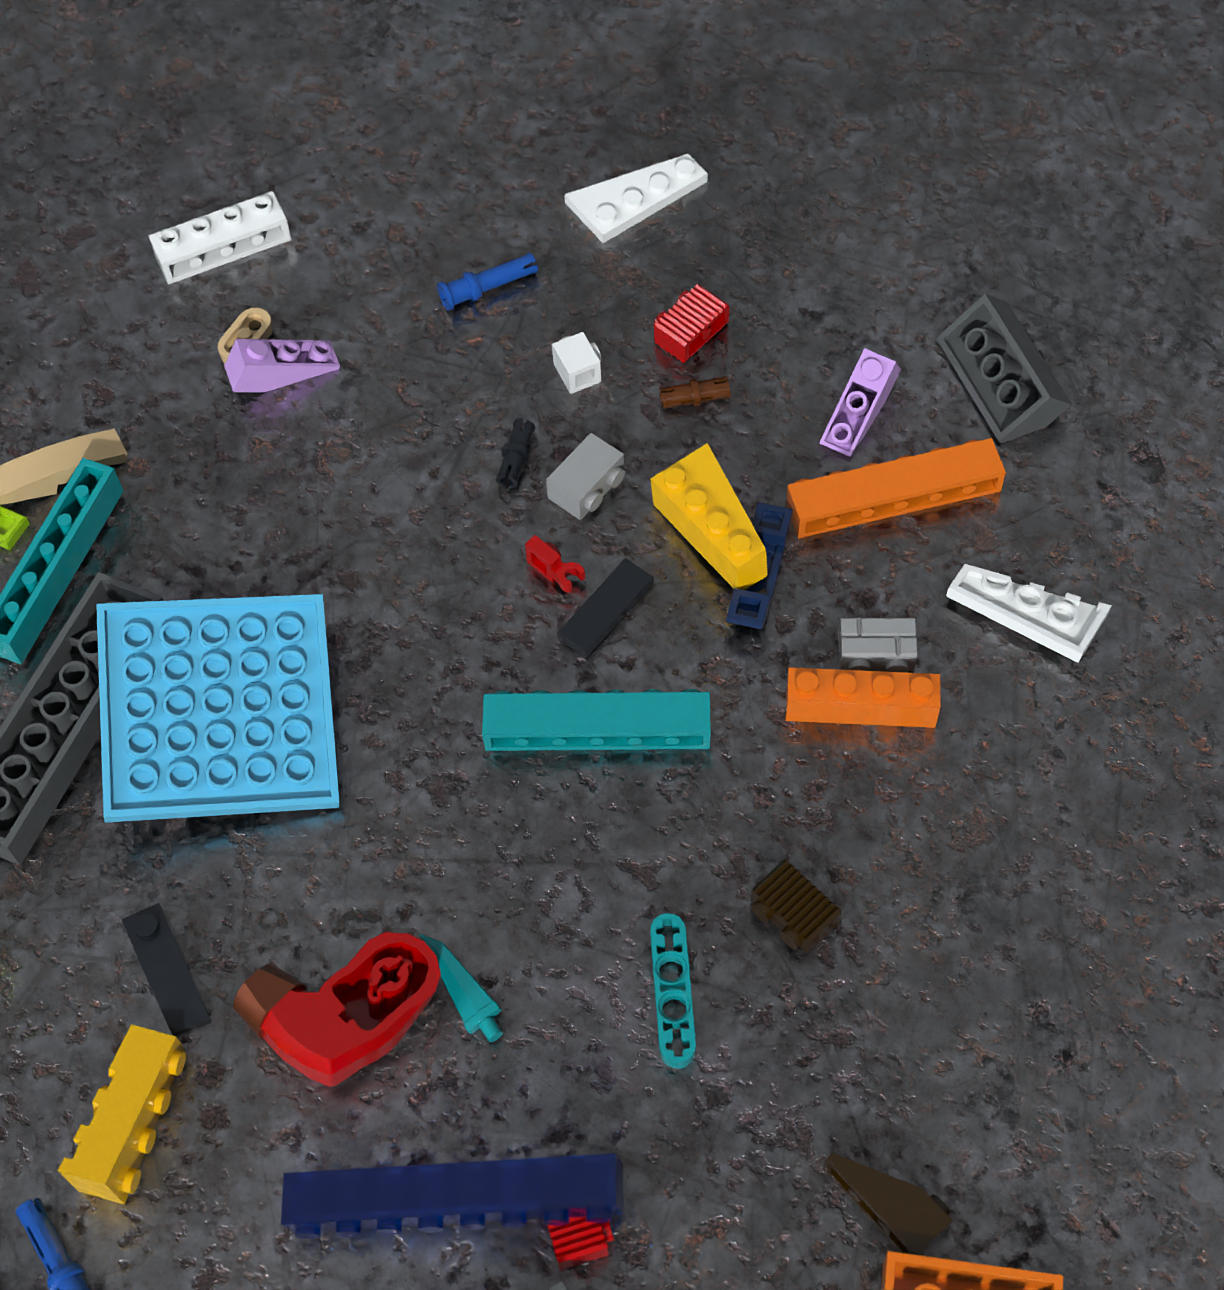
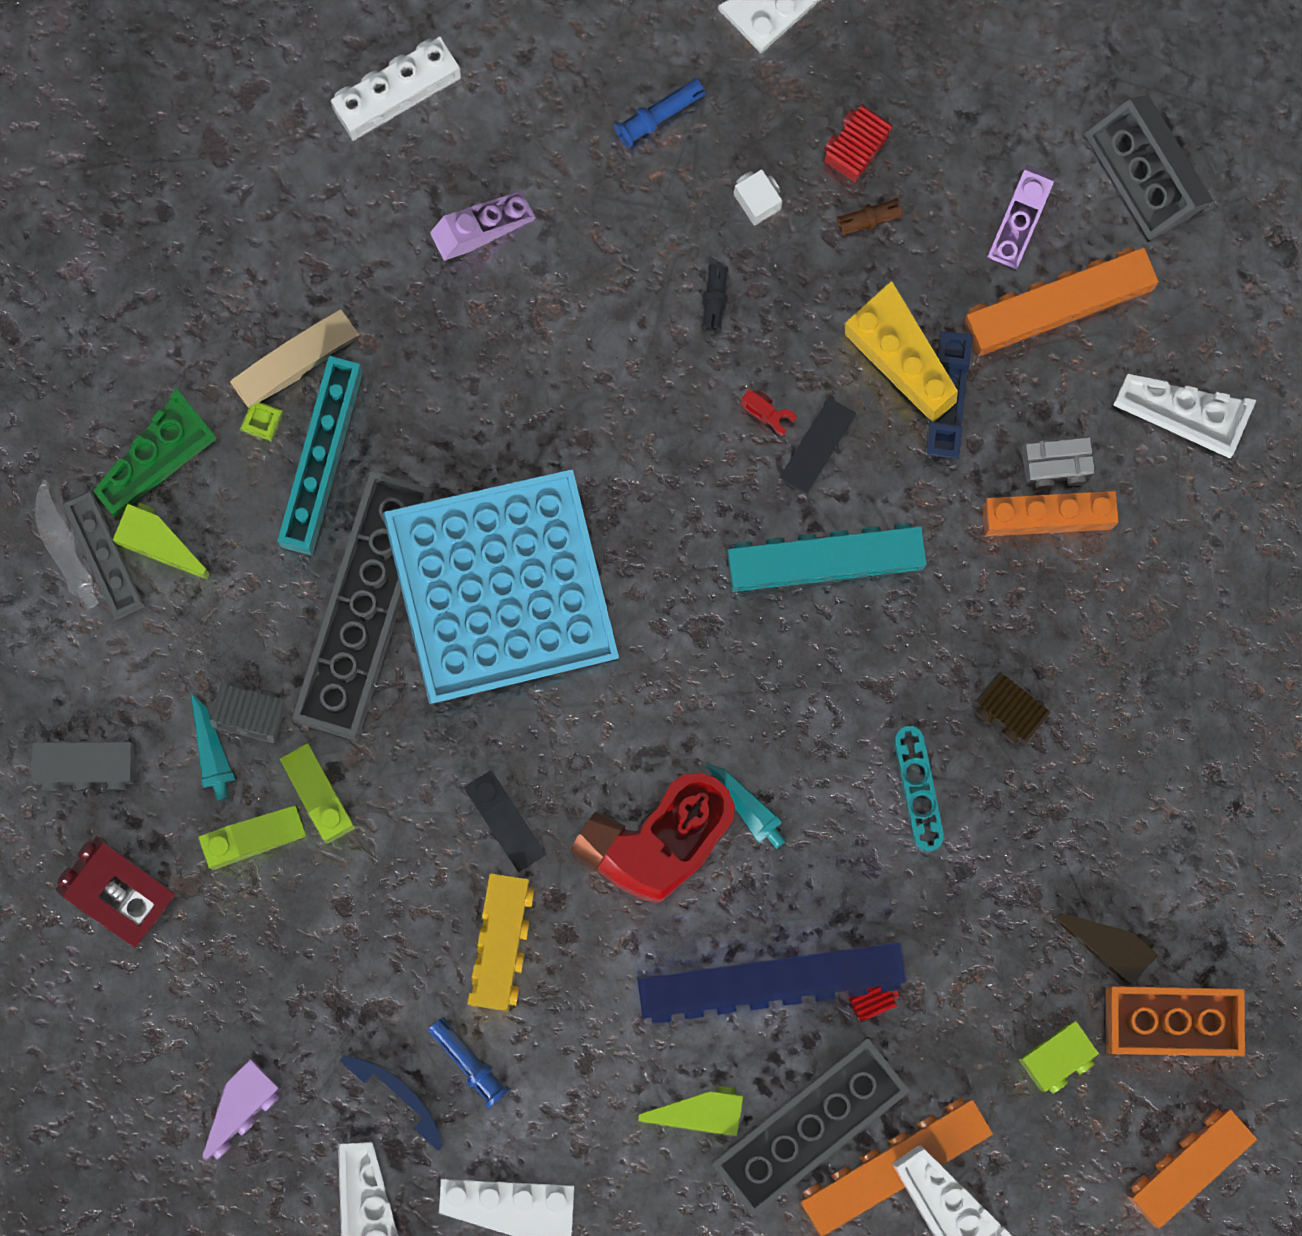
camera: 15 degrees left, 20 degrees up
(243, 329) = (441, 199): tan plate -> none
(586, 476) = (783, 318): light grey brick -> none

